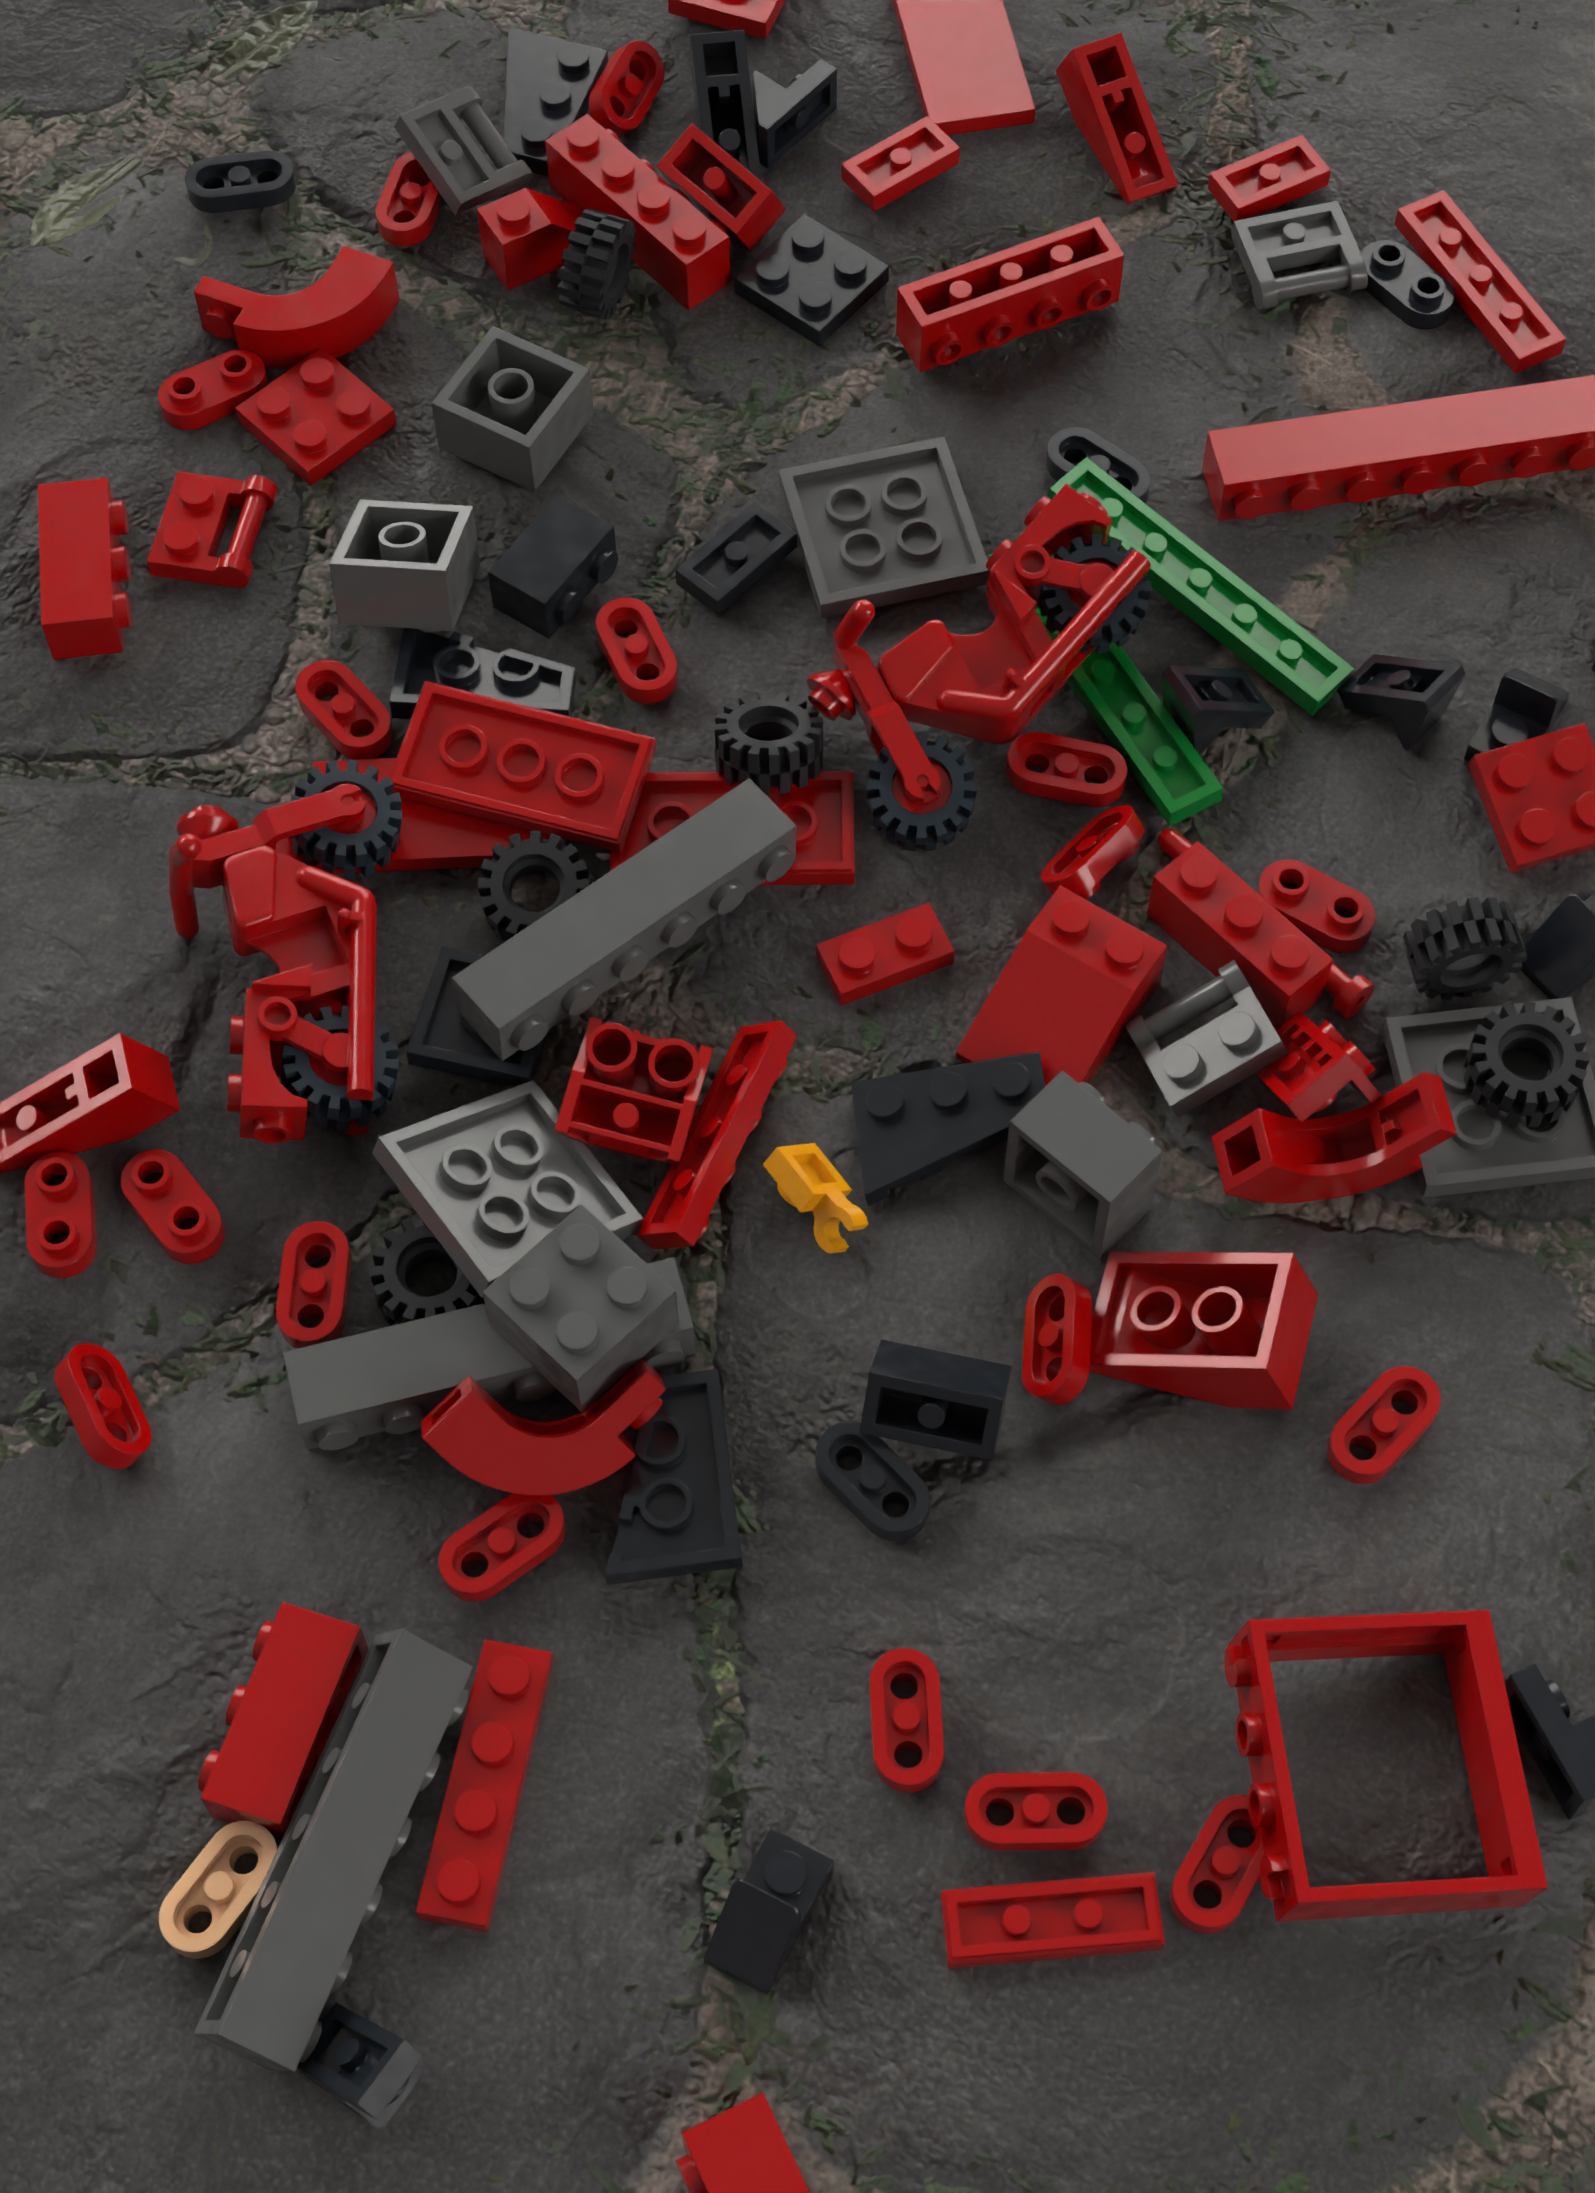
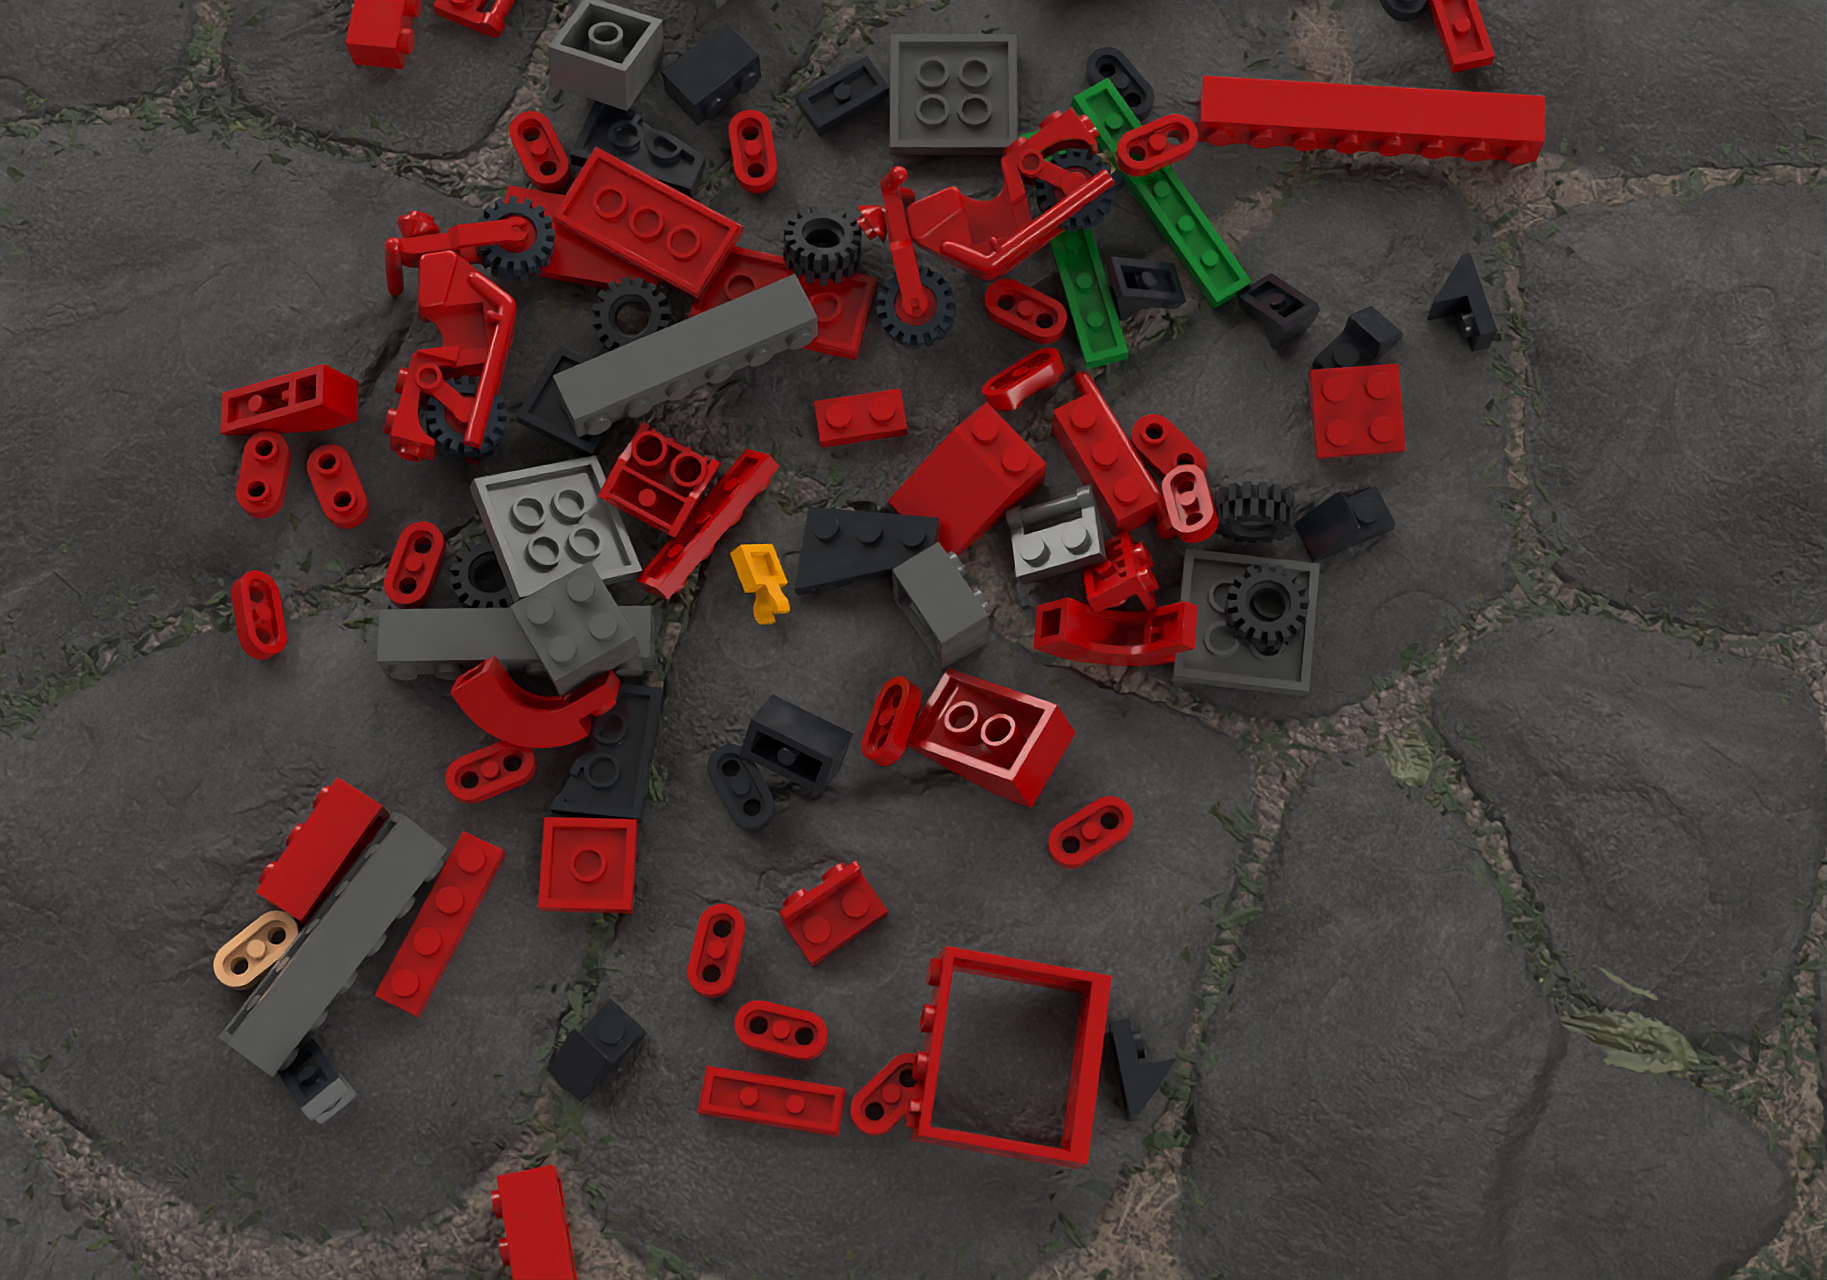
camera: 15 degrees right, 10 degrees up
(683, 1644) = (588, 865): none -> red plate
(1054, 1625) = (831, 912): none -> red bracket
(1173, 523) = (1152, 145): none -> red plate
(1376, 955) = (1190, 503): none -> plate

